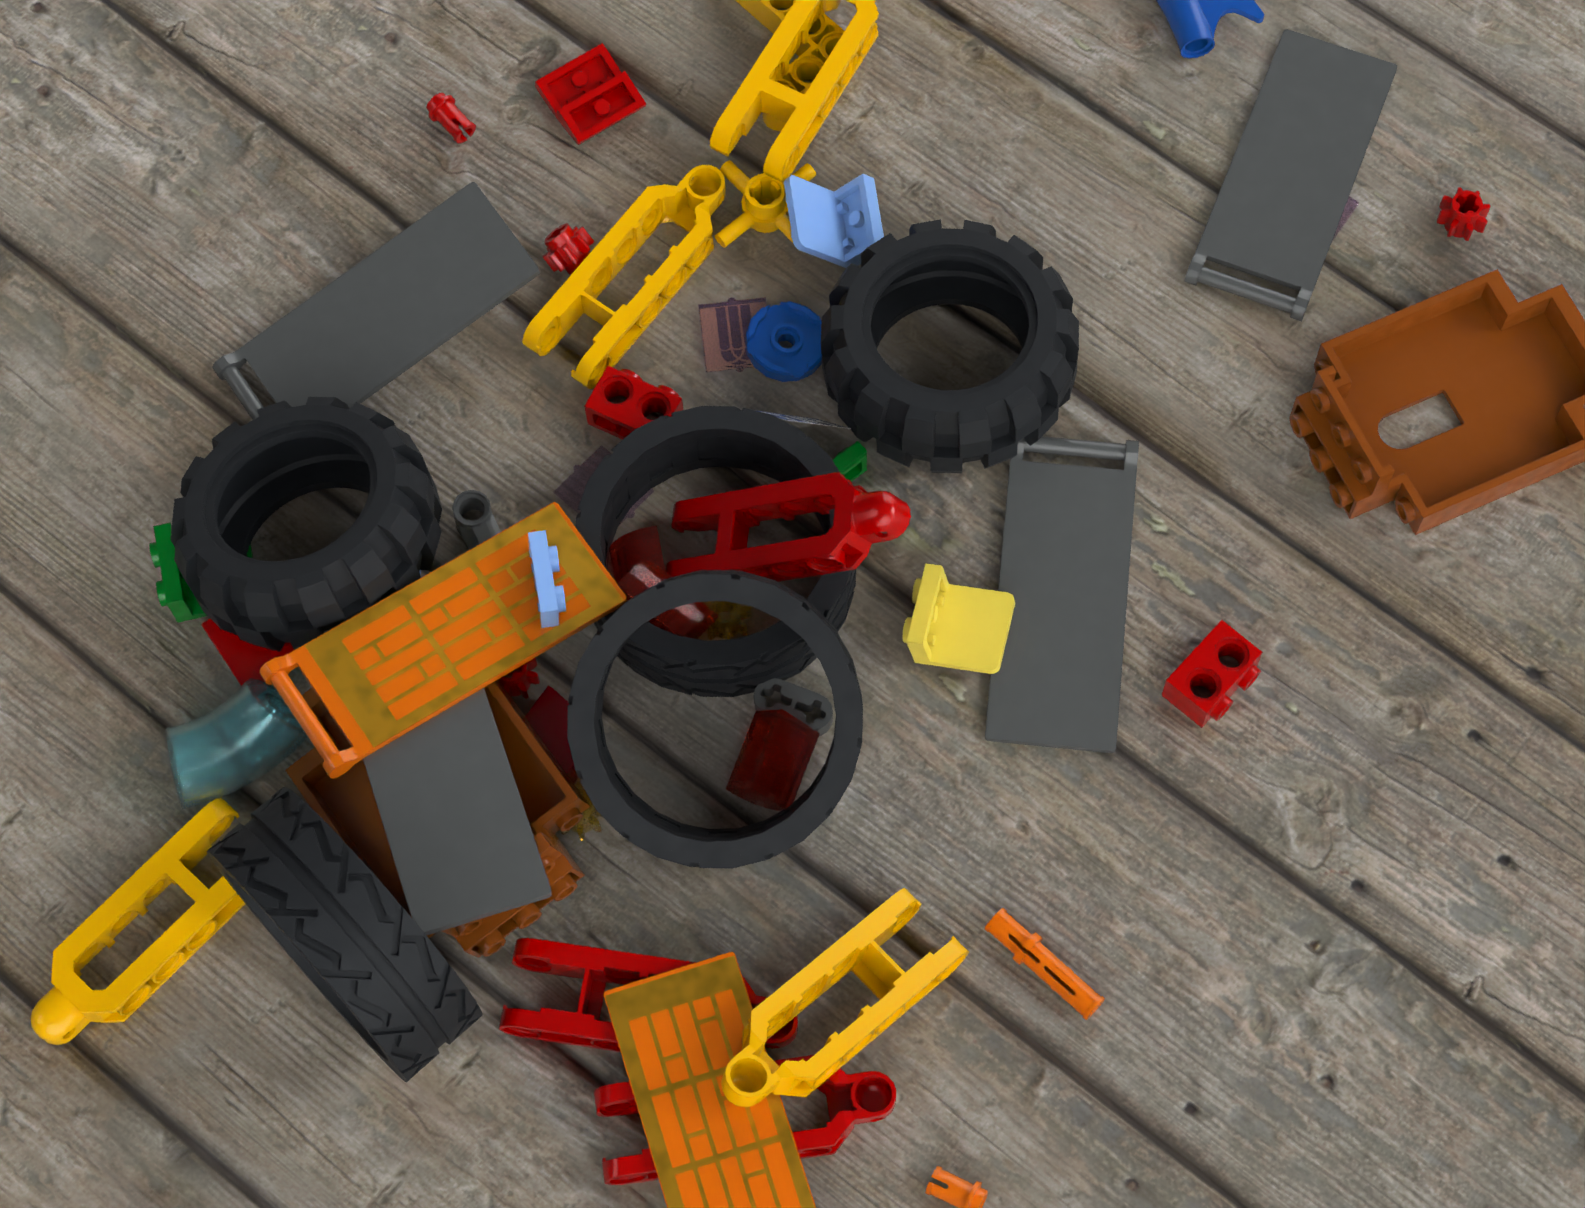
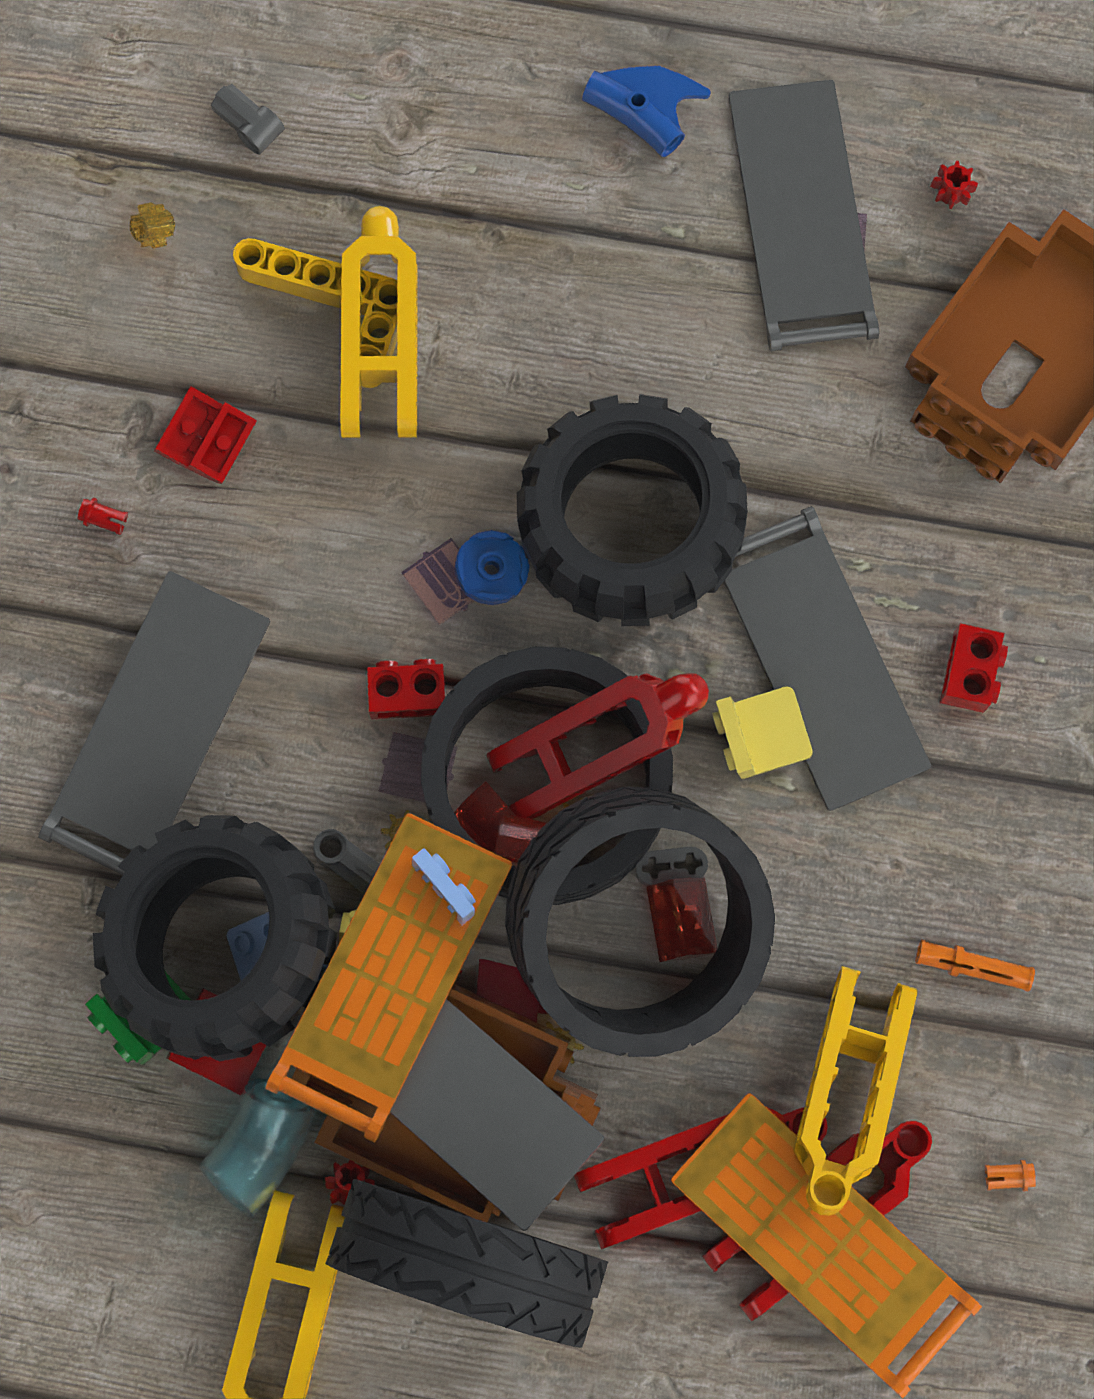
camera: 35 degrees left, 10 degrees up
(567, 248) = (271, 582): red gear -> none
(688, 206) = (344, 493): yellow piece -> none
(763, 189) = (402, 472): yellow bar -> none
(804, 419) = (547, 632): sticker -> none
(836, 222) = (475, 445): light blue bracket -> none
(852, 461) = (601, 643): green tile -> none

